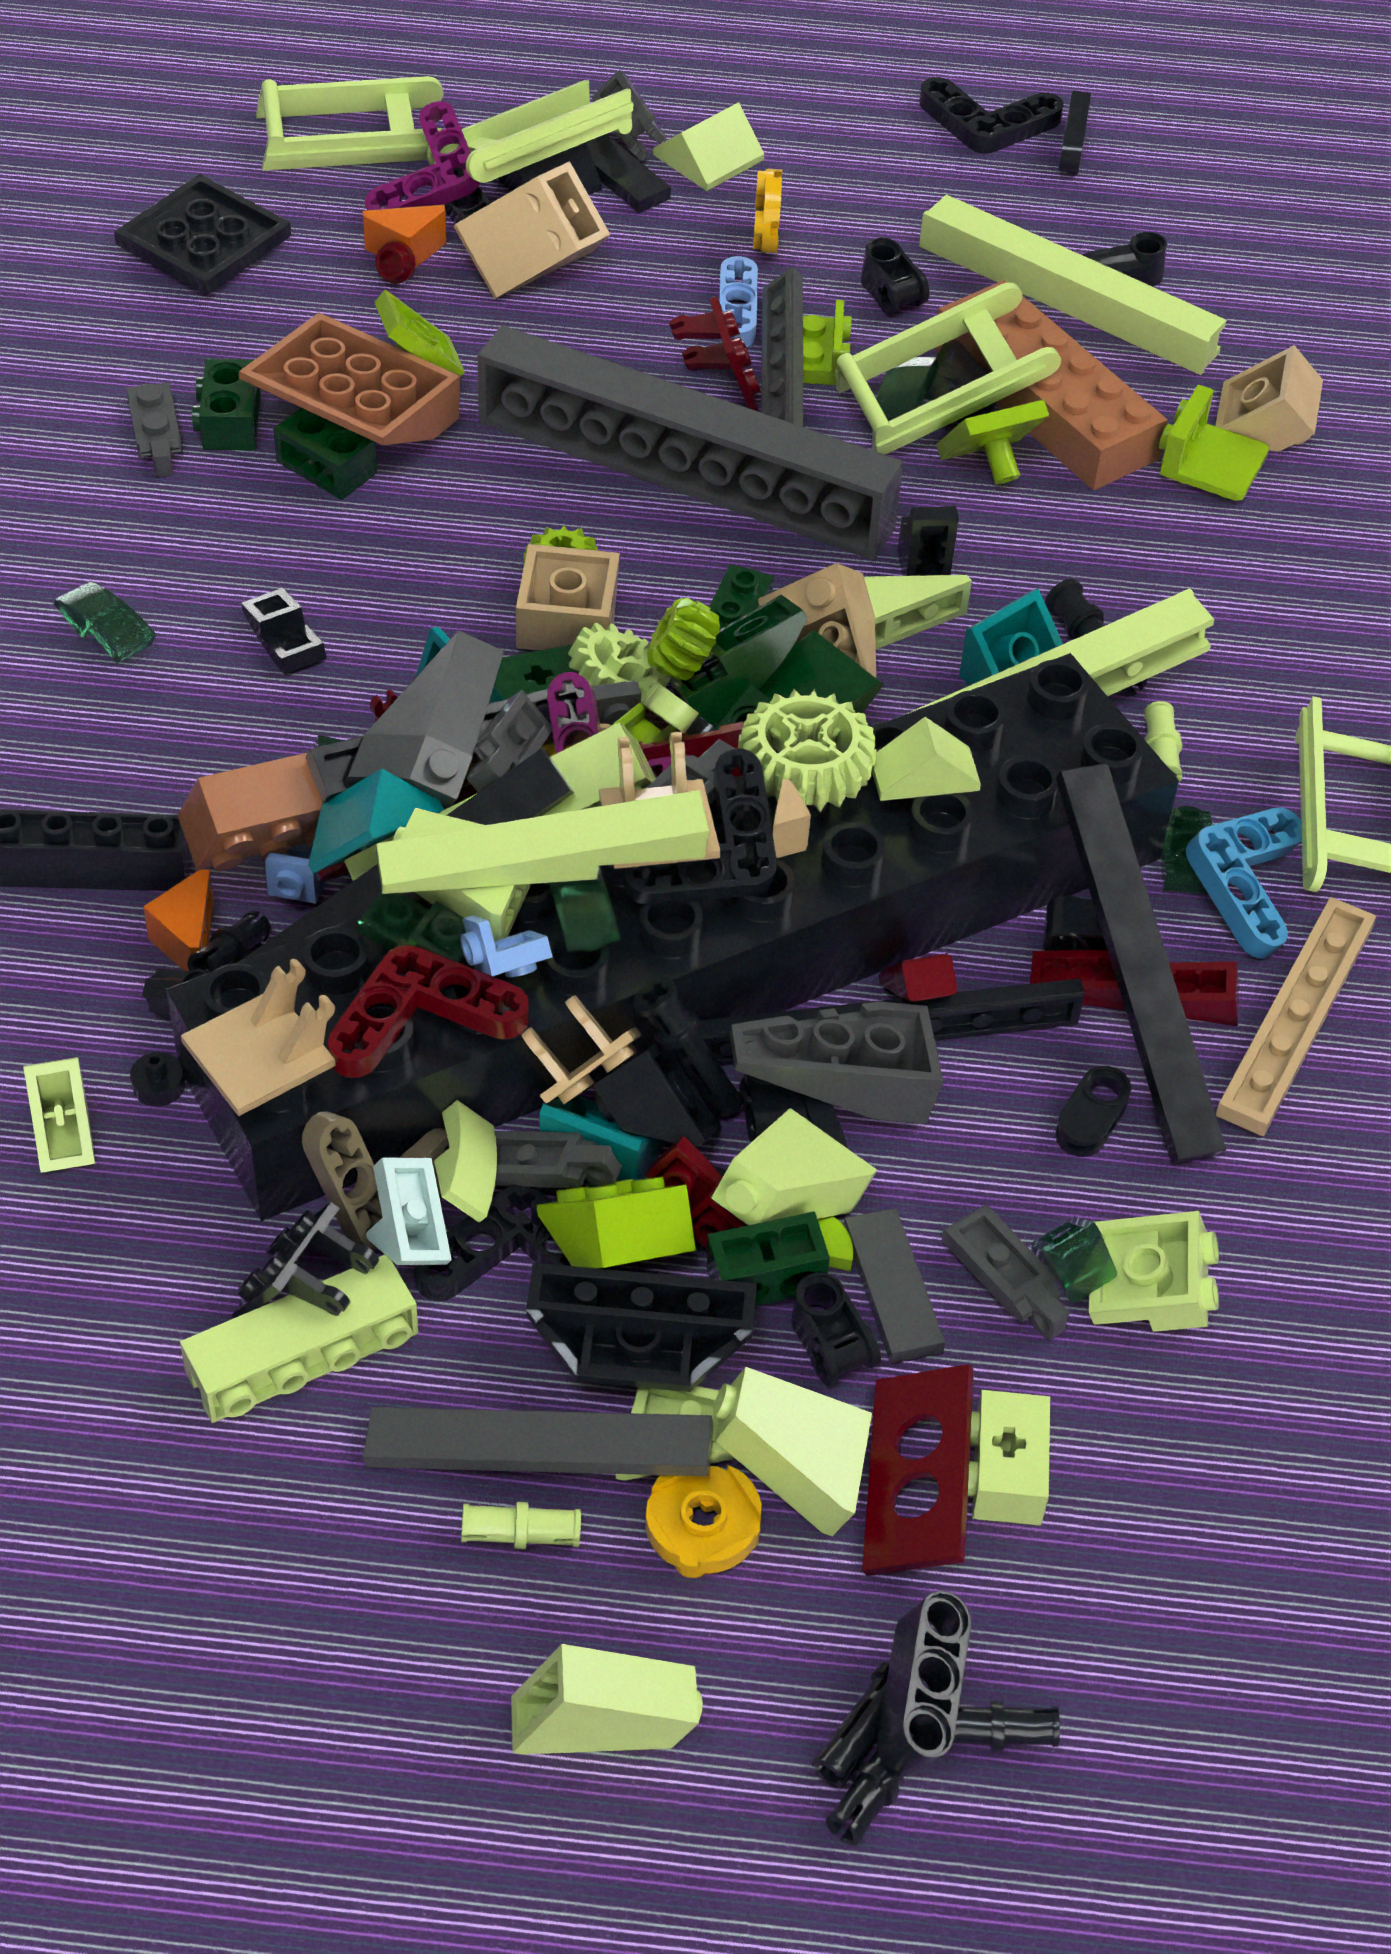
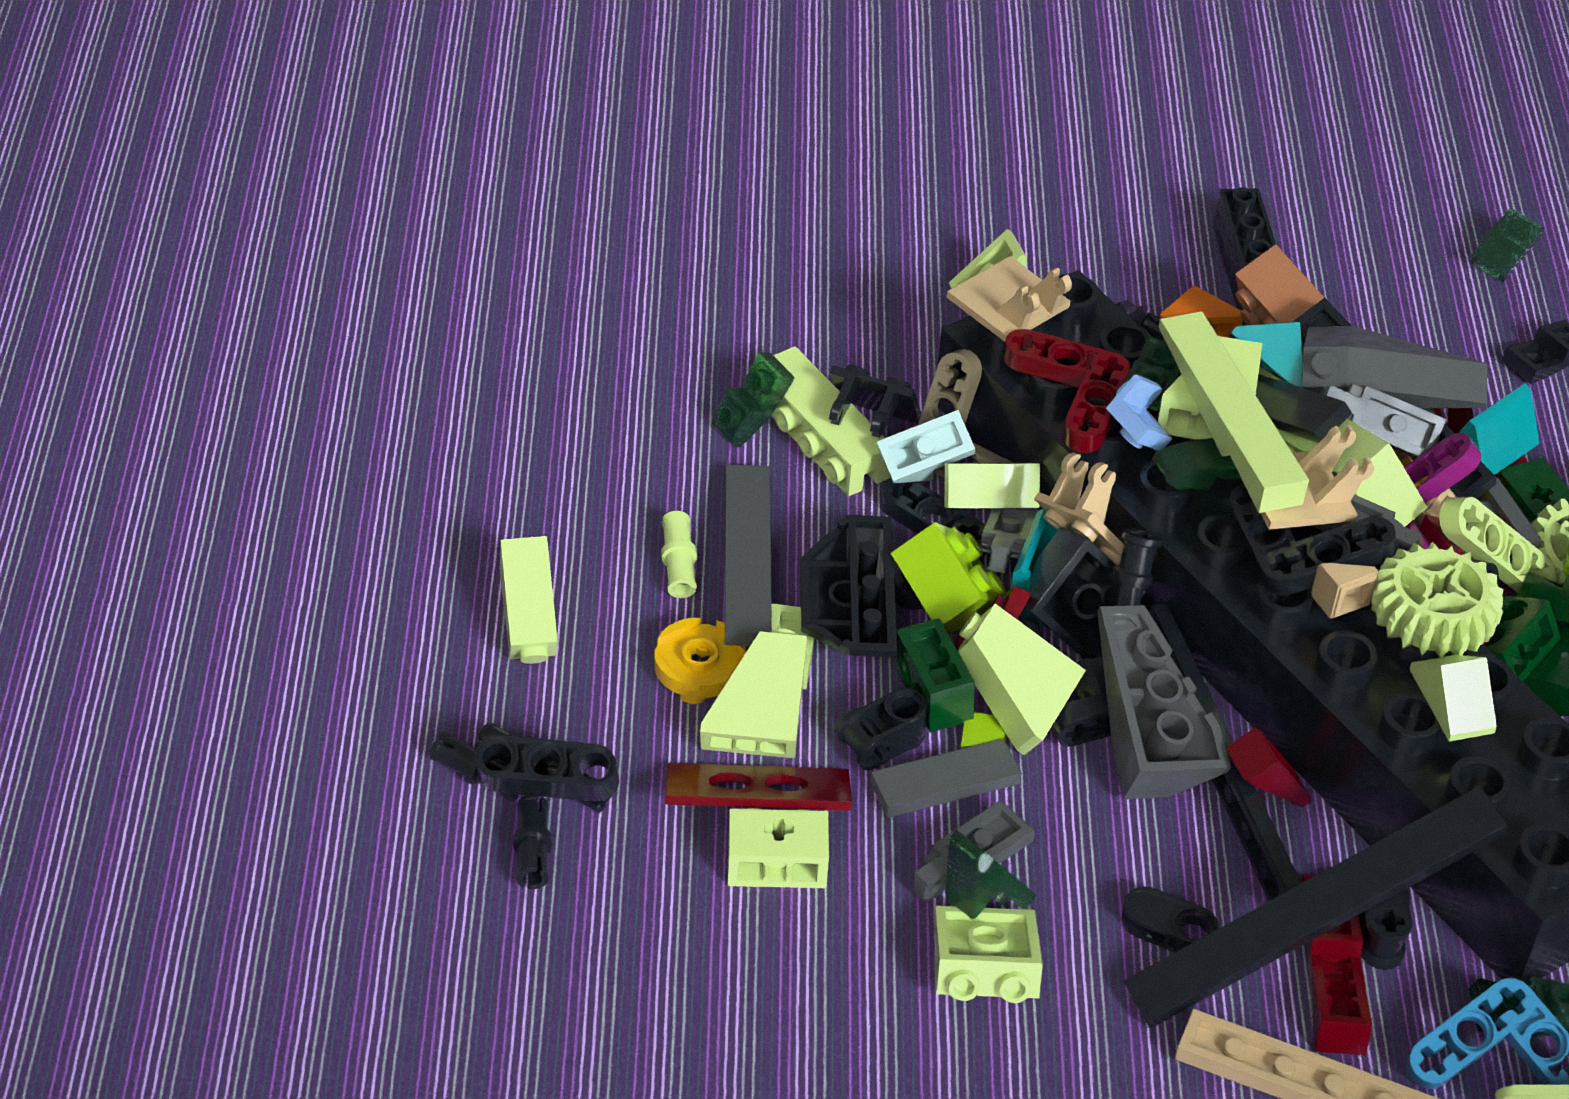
camera: 85 degrees right, 5 degrees down
(264, 1405) = (749, 406): none -> clear green slope

